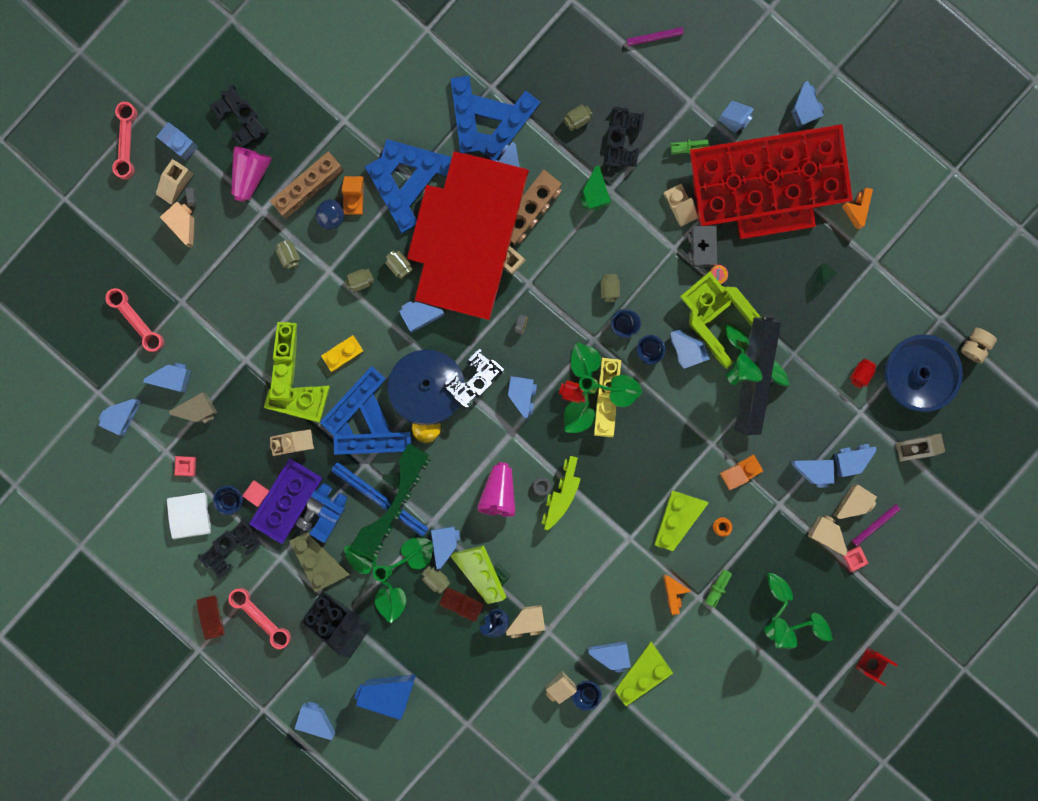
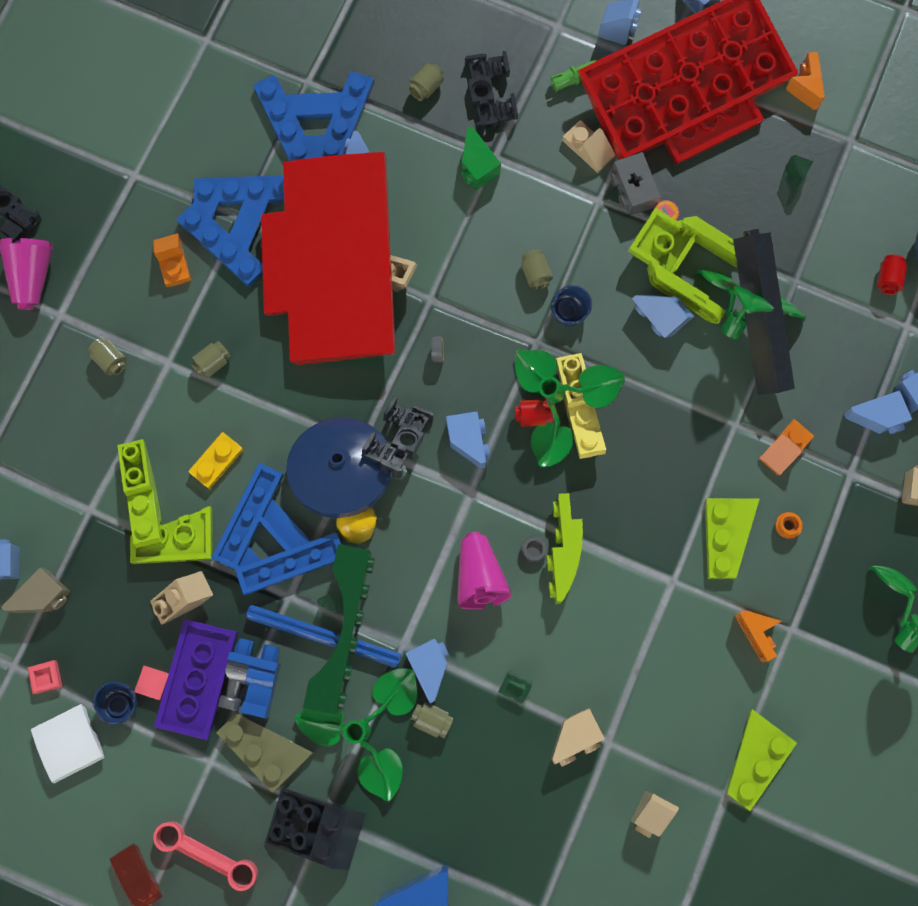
camera: 20 degrees left, 10 degrees down
(215, 553) = (117, 787): black piece -> none
(306, 185) = (107, 263): medium nougat brick -> none
(329, 214) = (148, 290): dark blue hair -> none
(398, 264) = (255, 324): olive brick -> none
(418, 315) = (303, 378): medium blue slope -> none
(461, 604) = (478, 743): clear red slope -> none
(480, 572) = (490, 690): lime wing -> none
(495, 624) = (534, 754): dark blue hair -> none
(543, 182) = (409, 169): medium nougat brick -> none
(587, 696) = (694, 813): dark blue hair -> none
(613, 655) = (708, 745): medium blue slope -> none
(651, 349) = (615, 327): dark blue hair -> none
(718, 589) = (814, 607): bright green axle -> none

